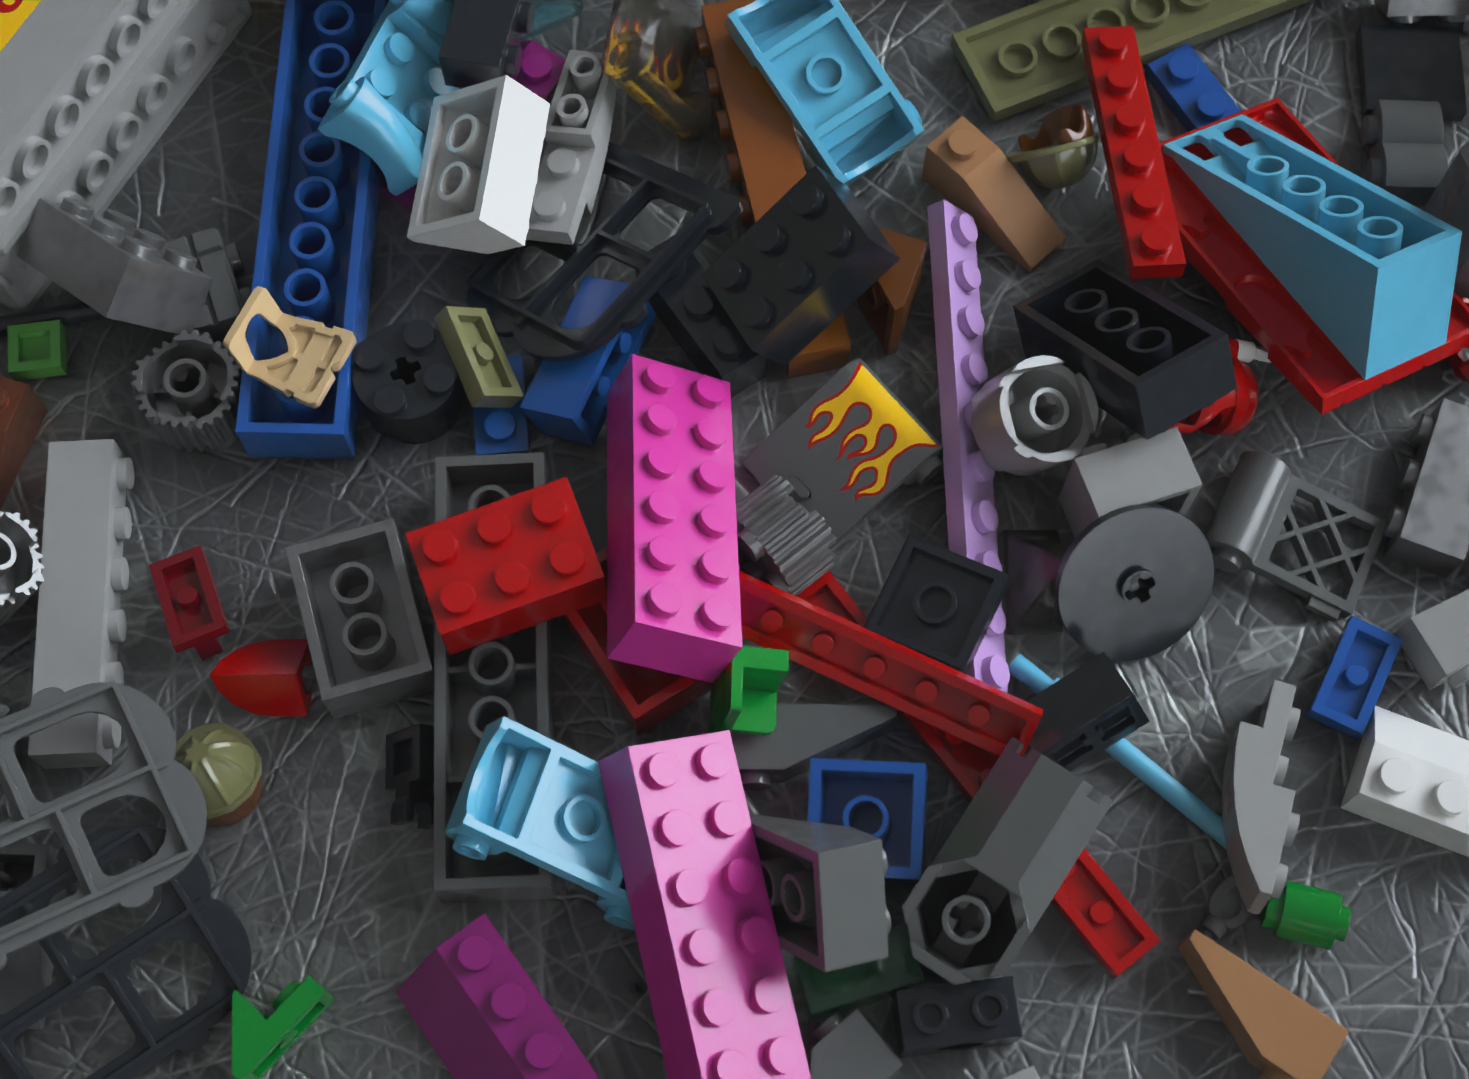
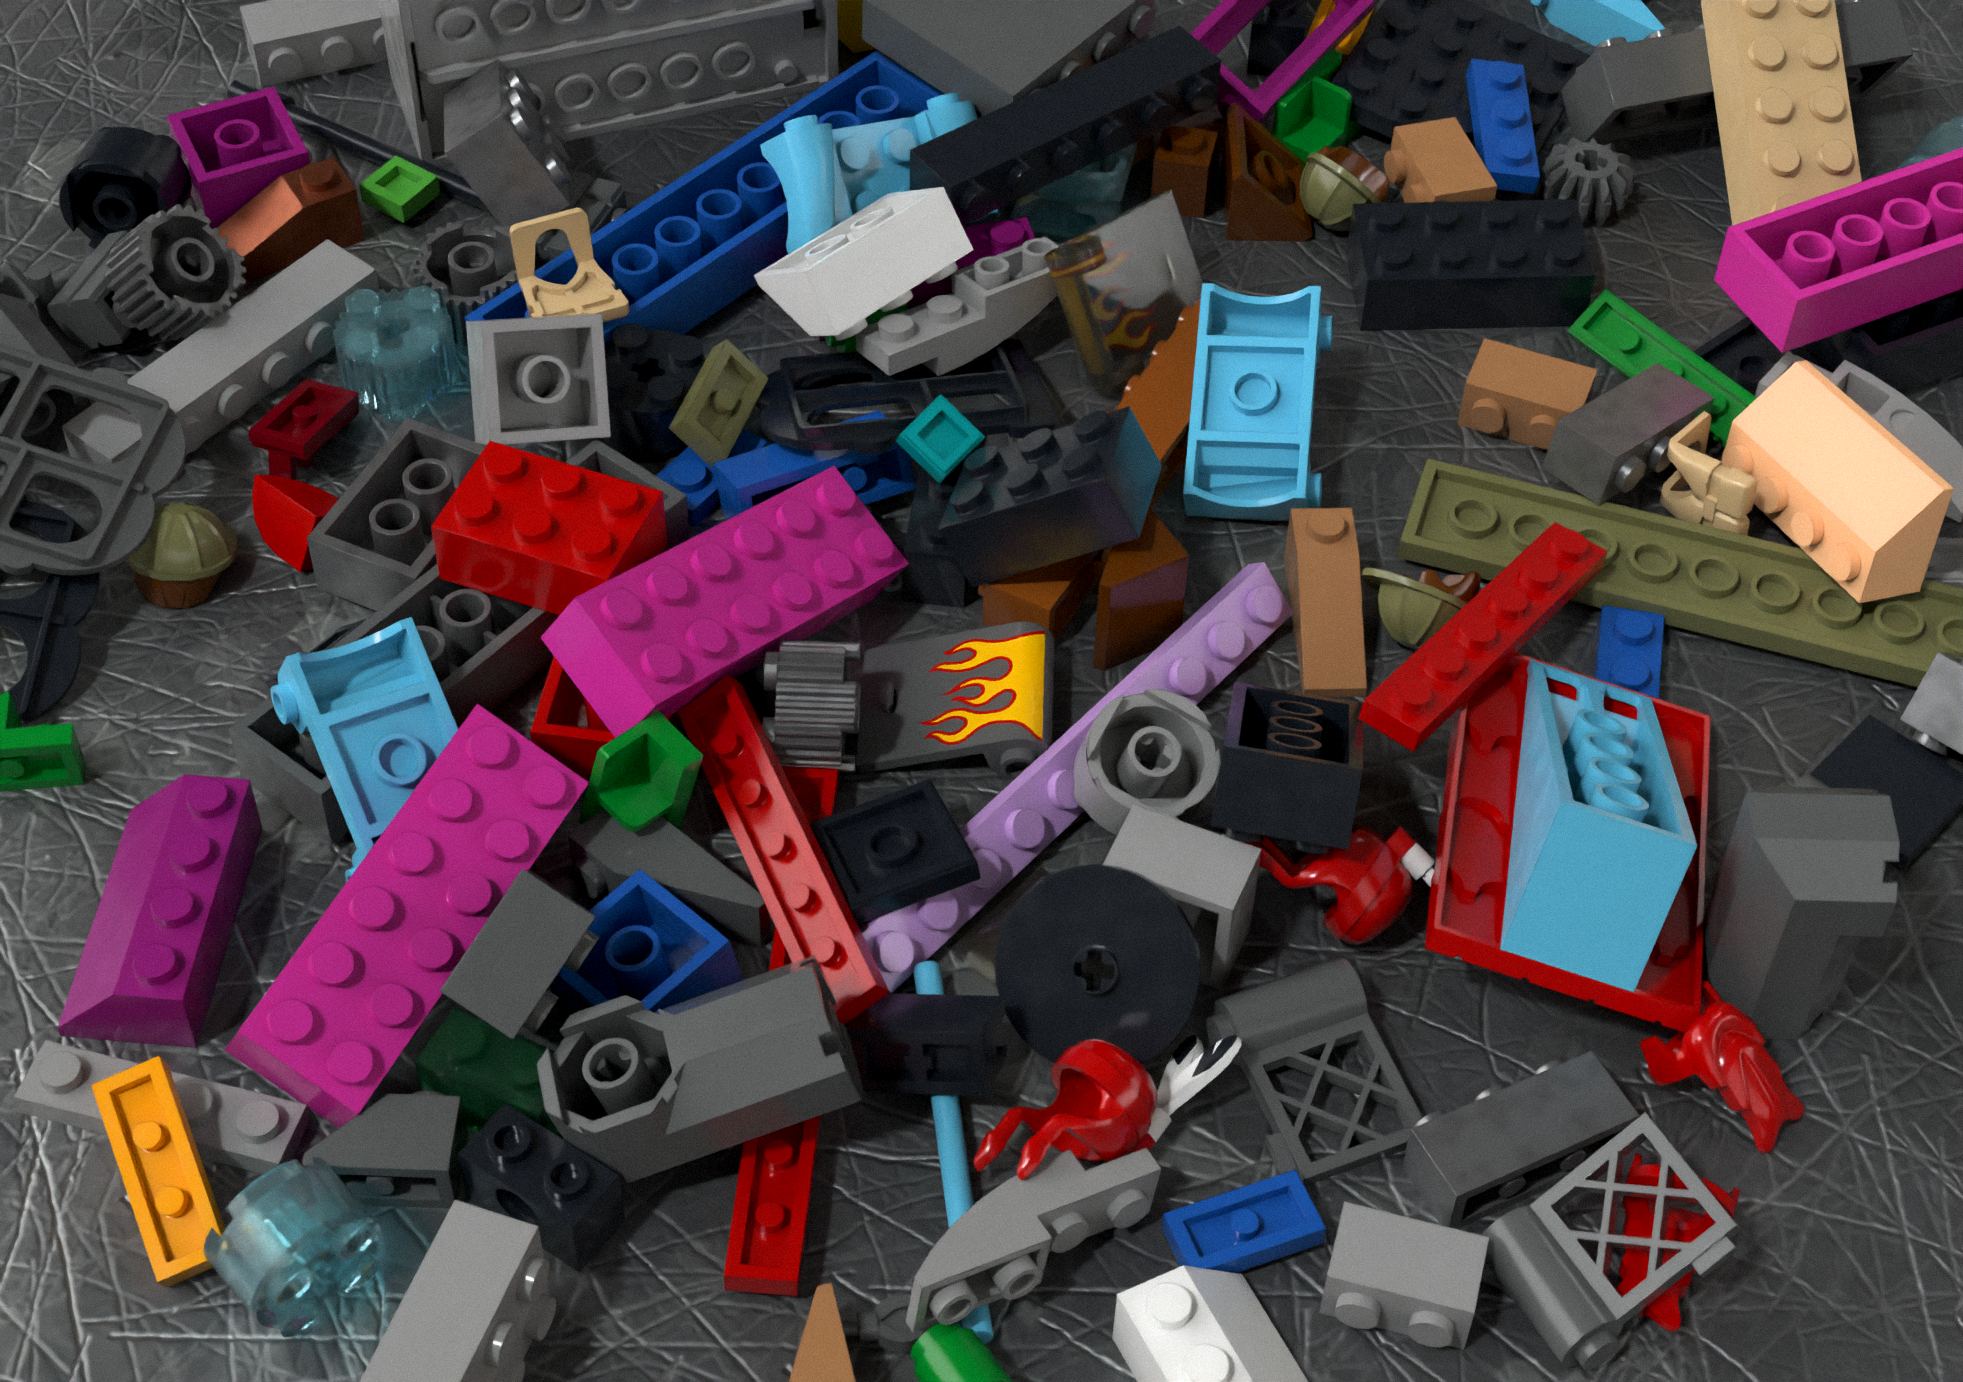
camera: 40 degrees right, 20 degrees down
(178, 470) = (396, 349): none -> clear light blue brick
(360, 447) = (538, 379): none -> light grey brick
(679, 276) = (940, 438): none -> teal tile
(1219, 665) = (1107, 1102): none -> red hair

